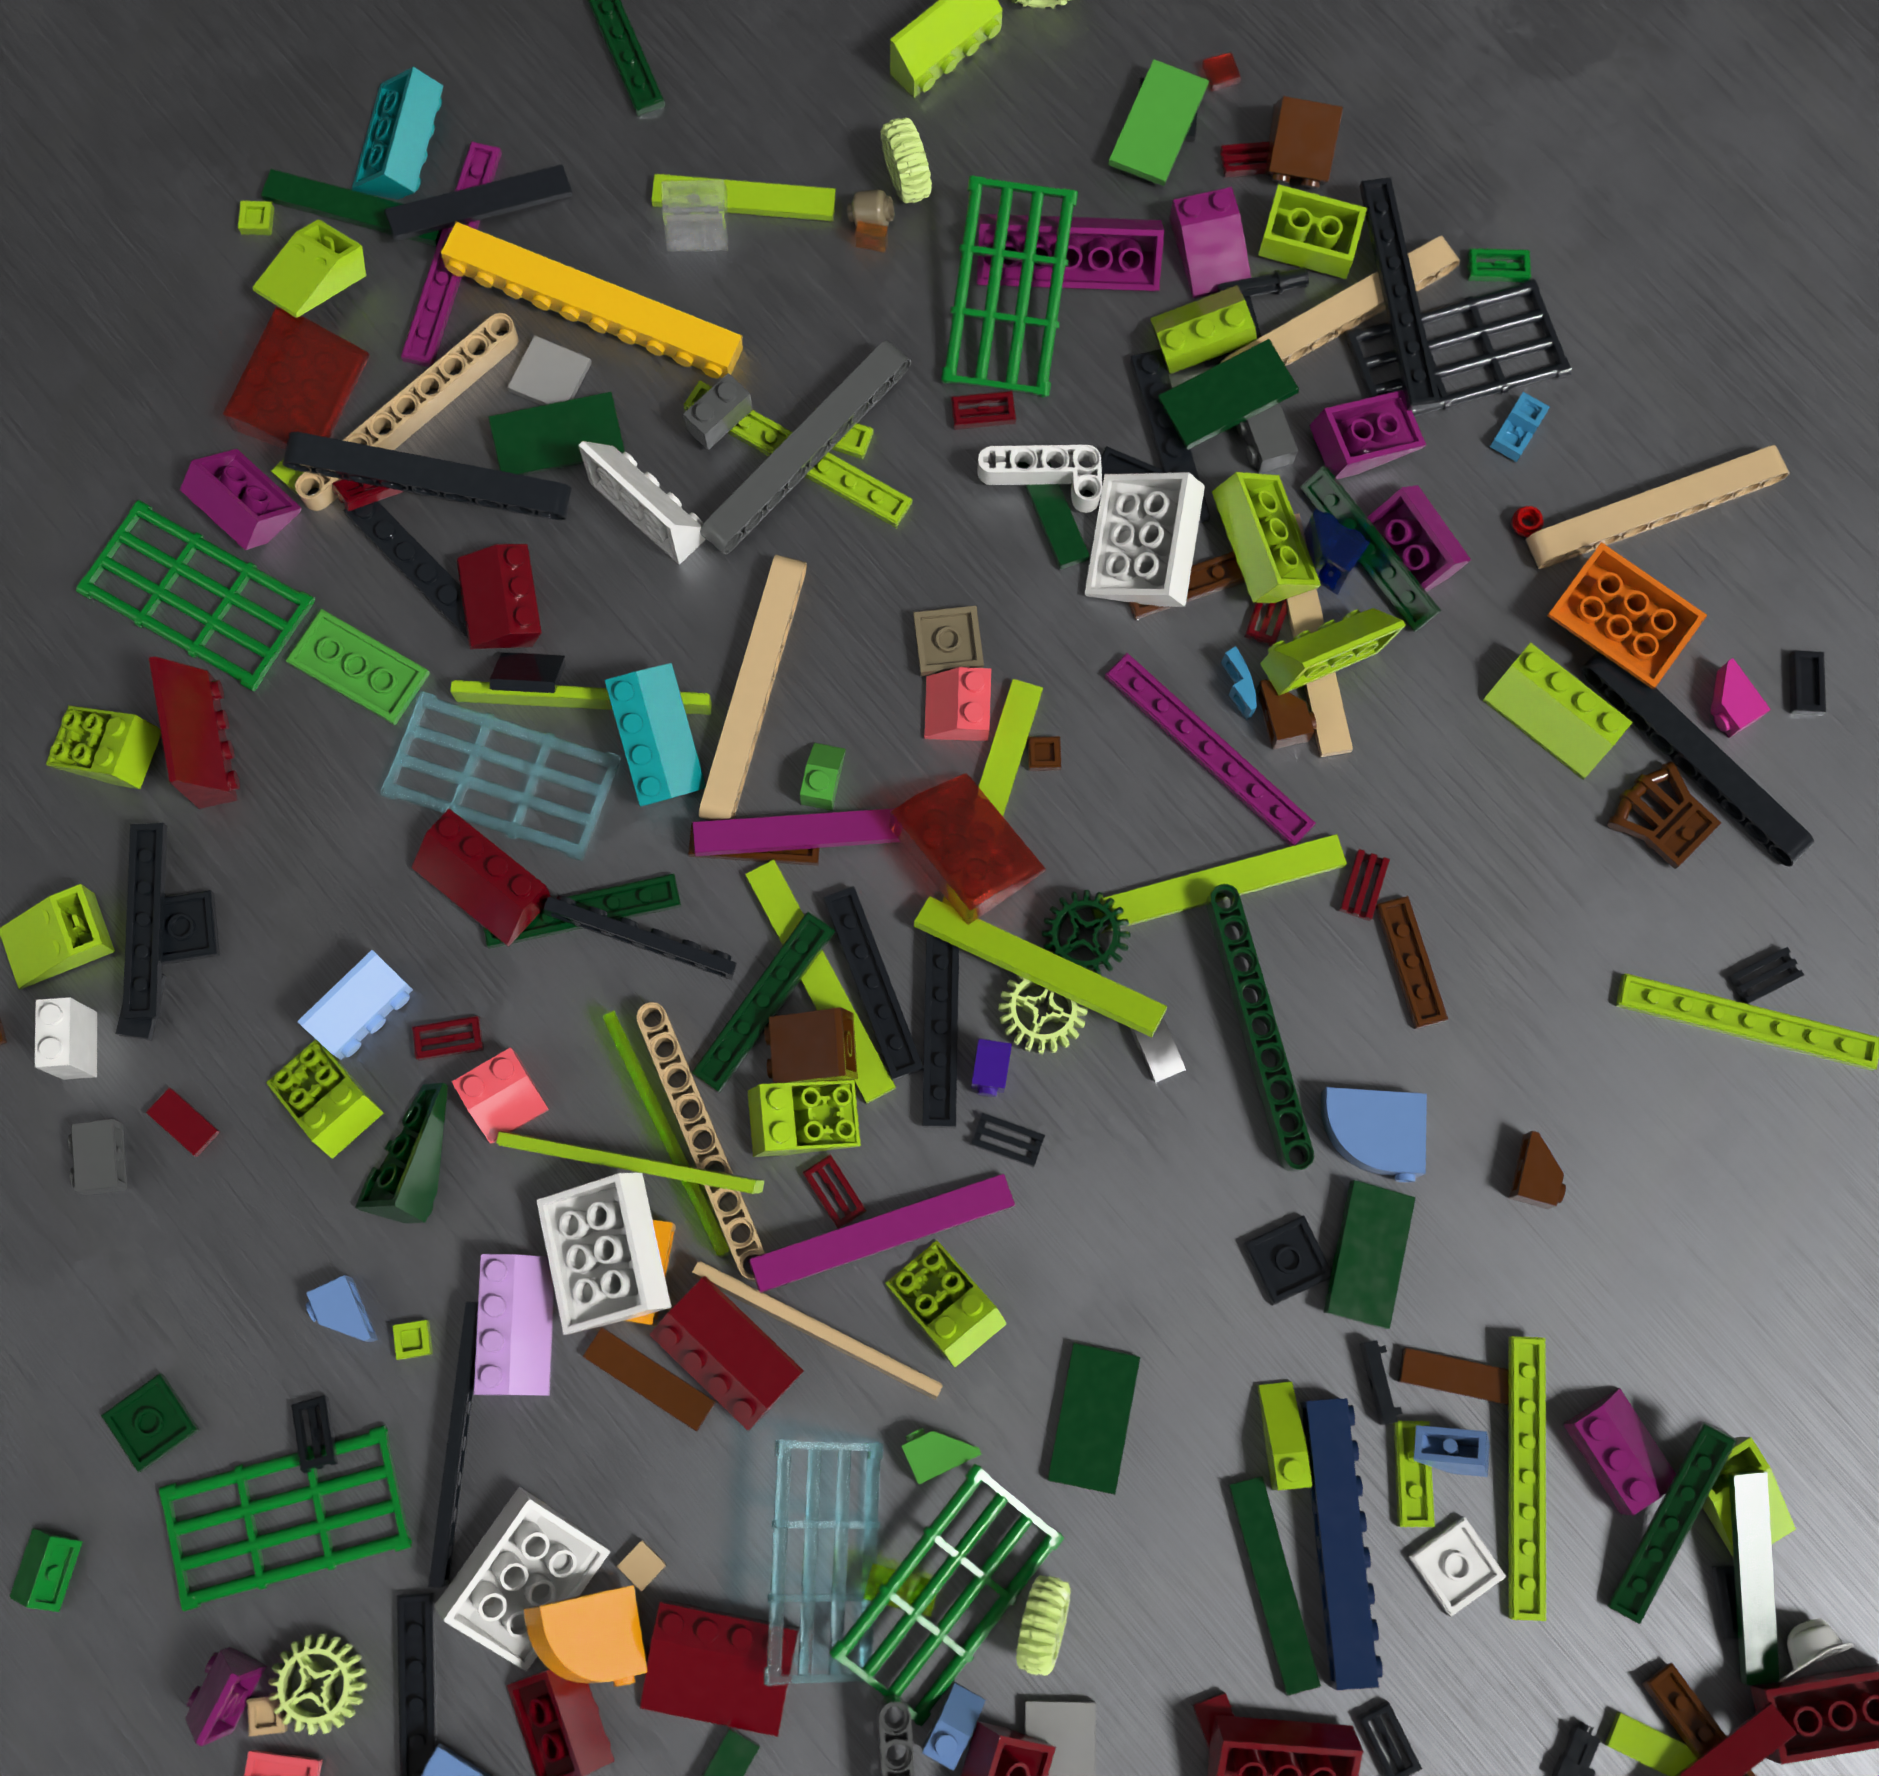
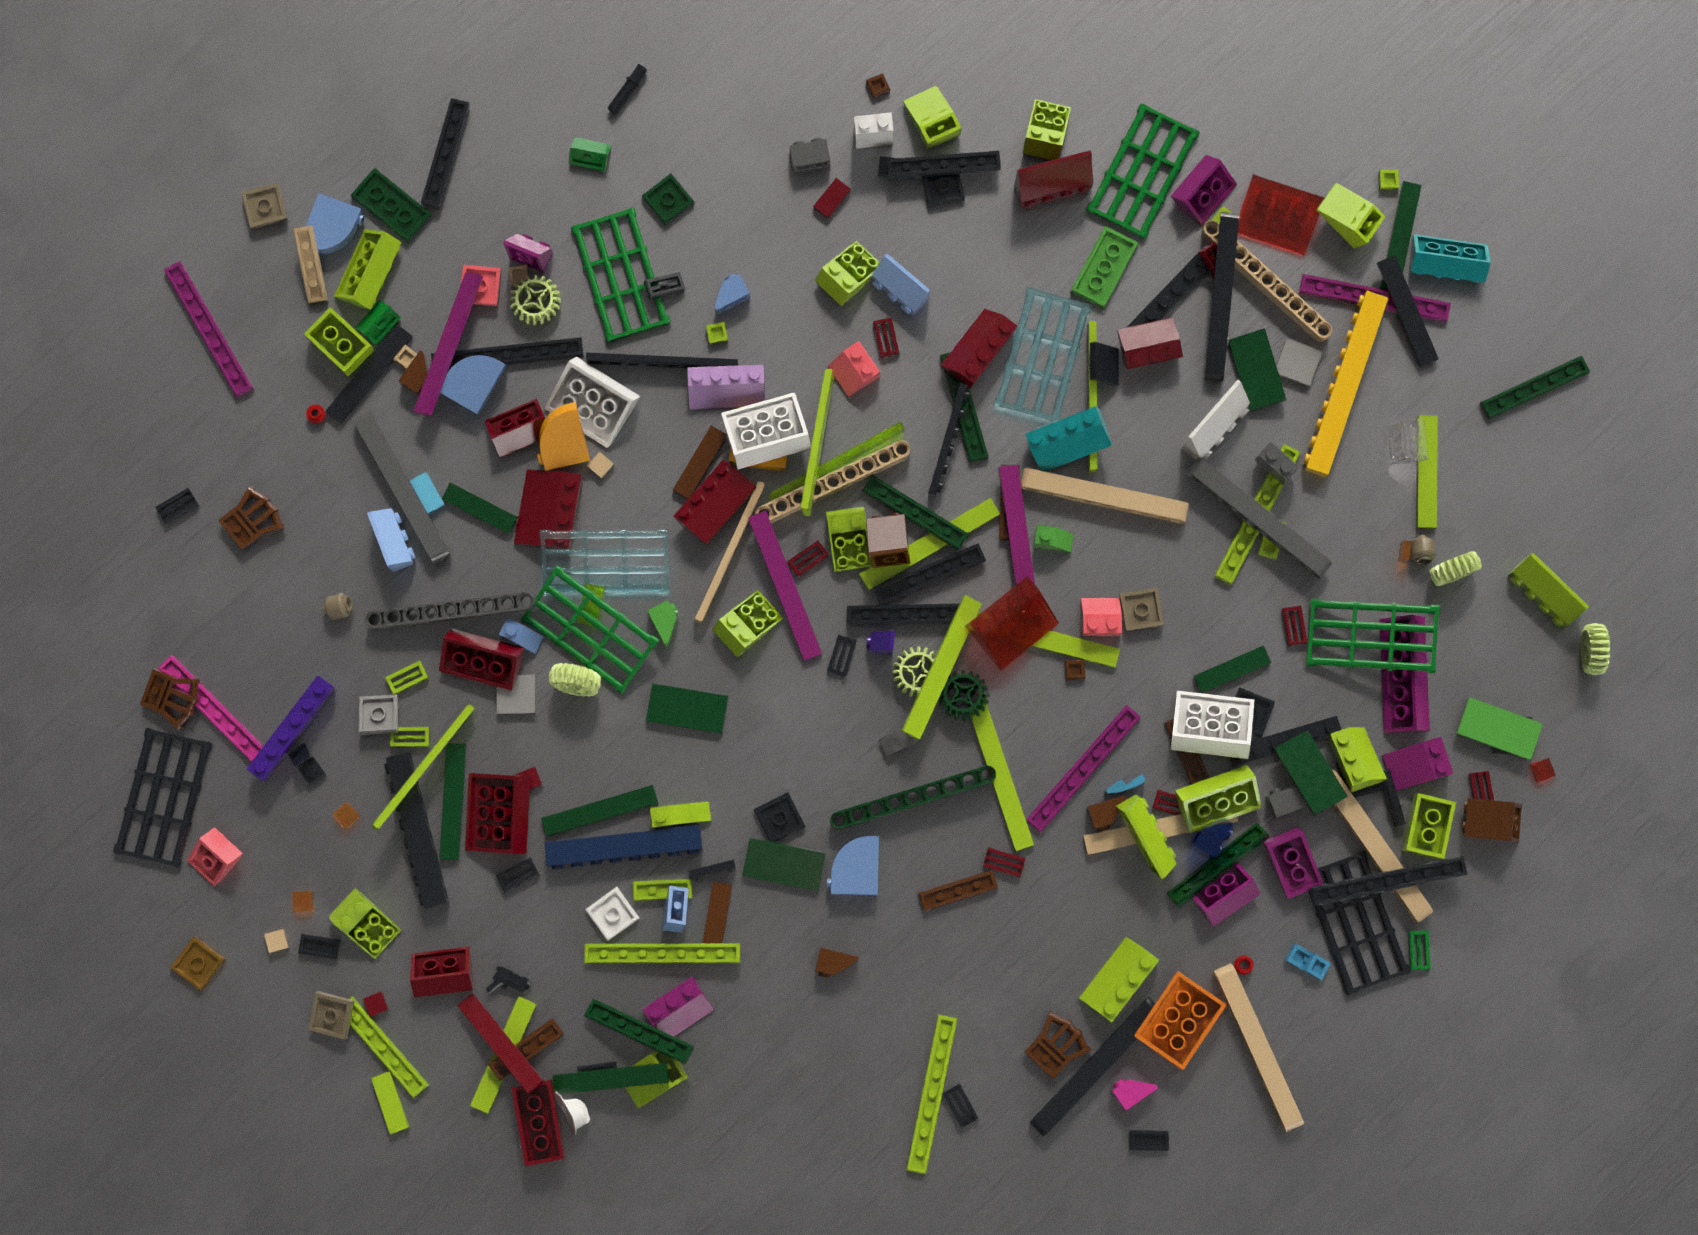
camera: 90 degrees right, 5 degrees up
(410, 1173) = (806, 322): dark green wedge -> none
(1040, 473) = (1251, 658): white beam -> none

